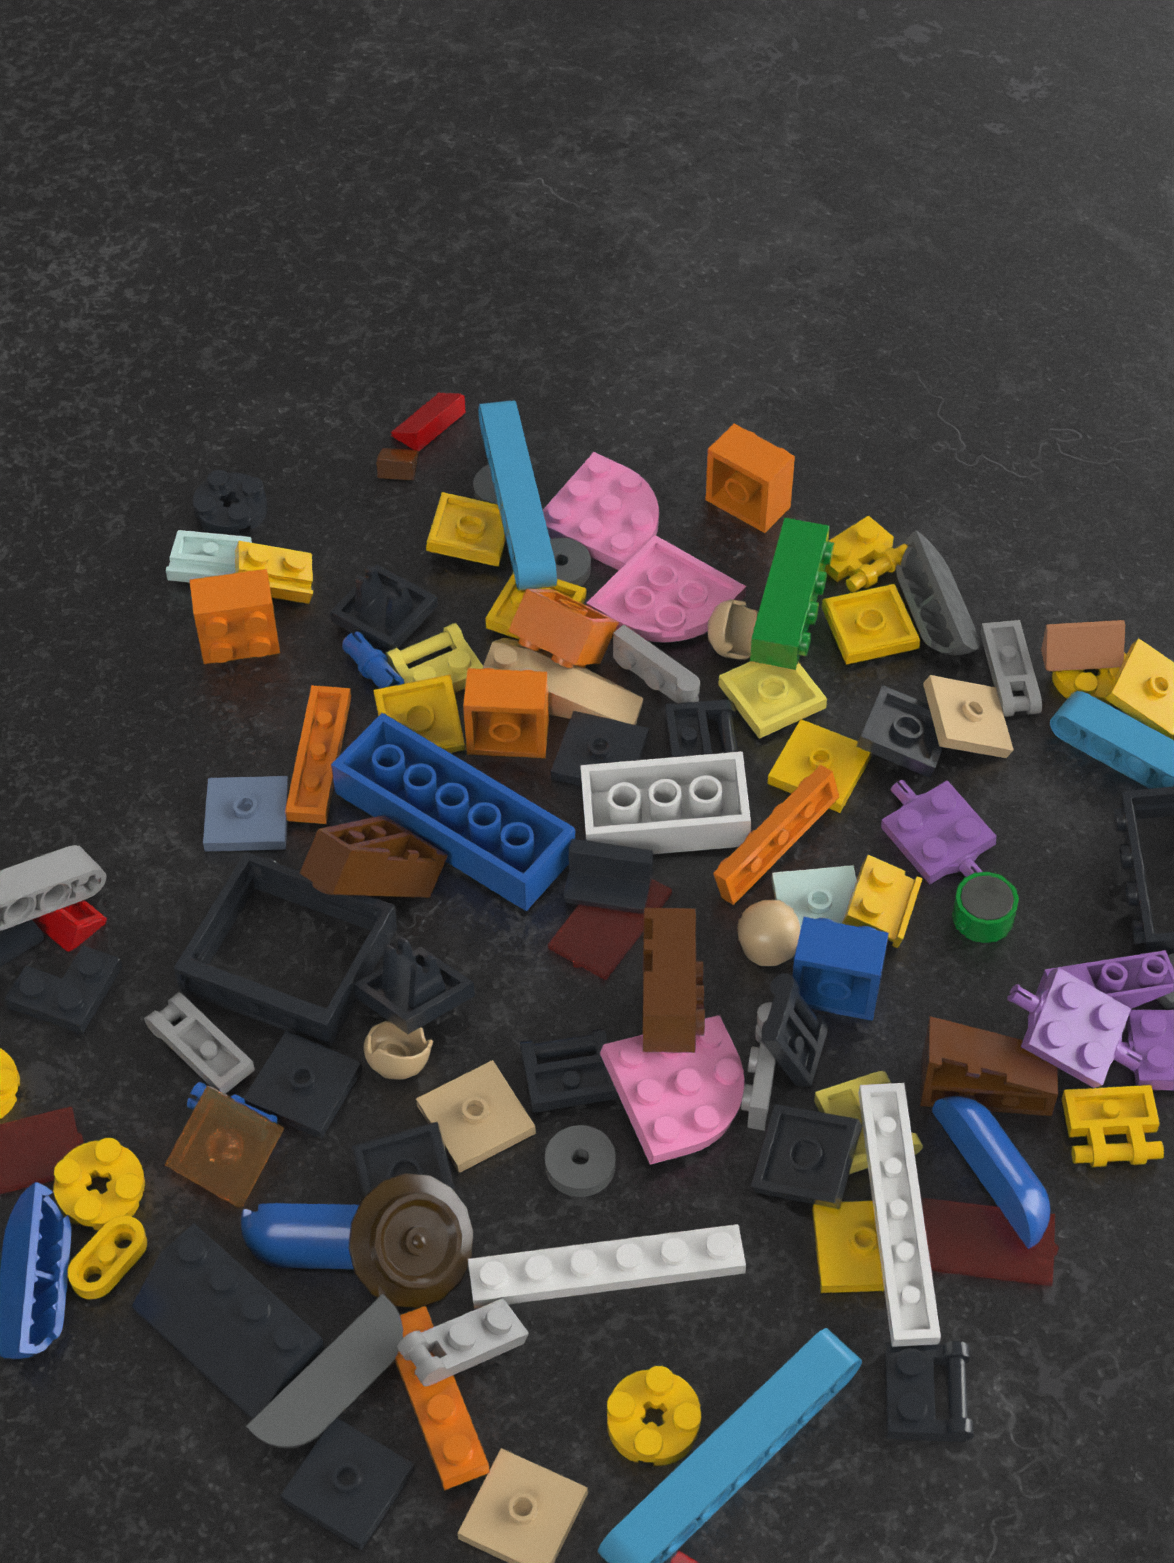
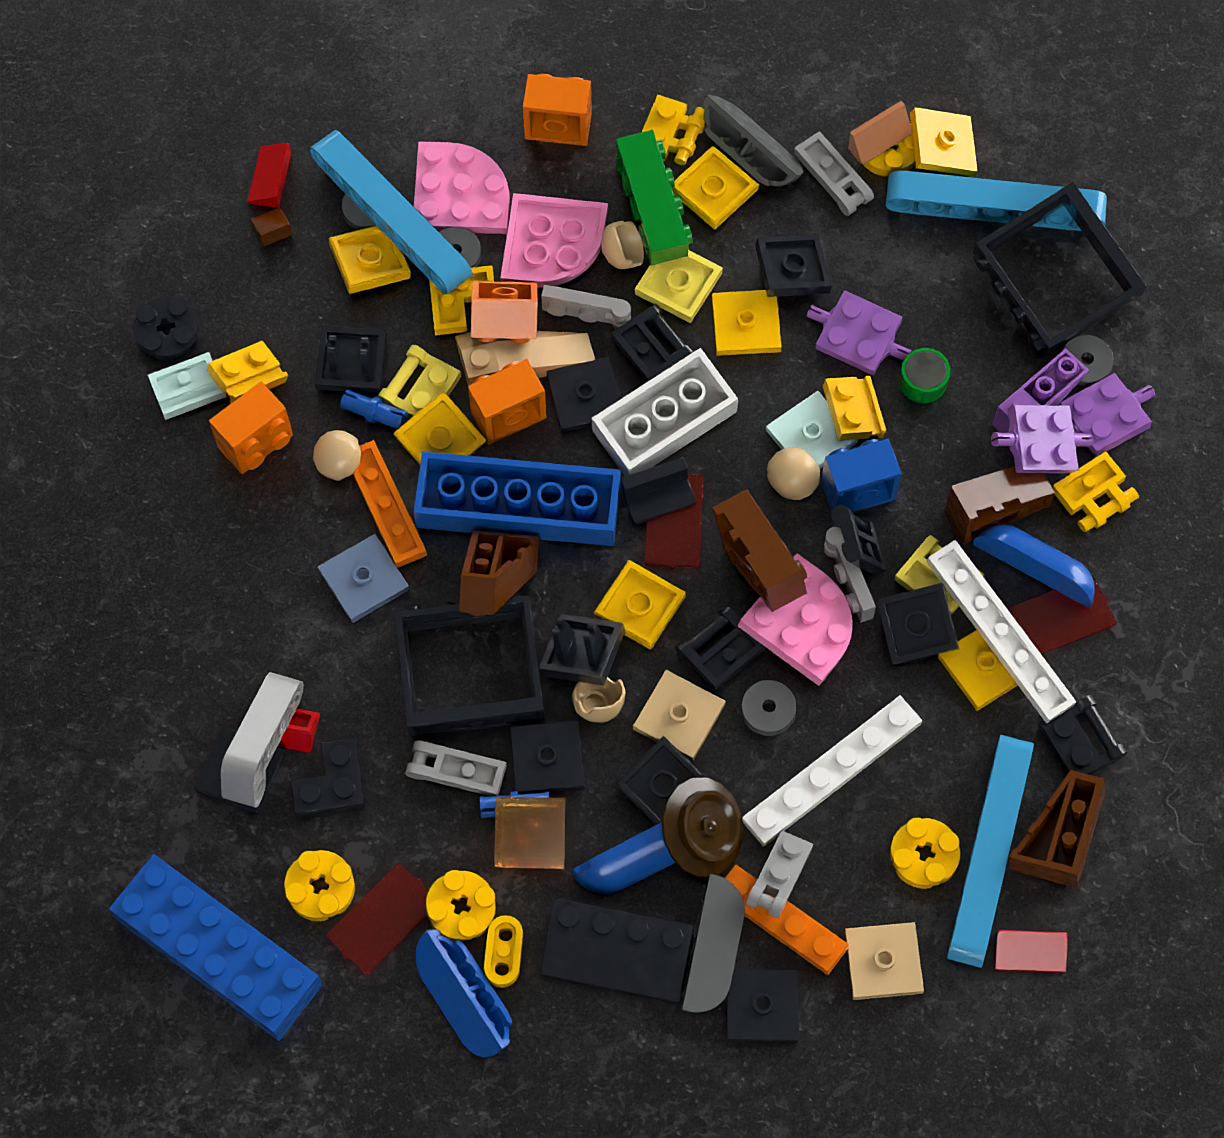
camera: 30 degrees left, 15 degrees up
(301, 682) = (337, 454): none -> tan hair
(512, 980) = (640, 603): none -> yellow plate
(776, 834) = (756, 385): orange plate -> none
(833, 1481) = (1063, 832): none -> reddish brown wedge
(968, 716) = (829, 231): tan plate -> none

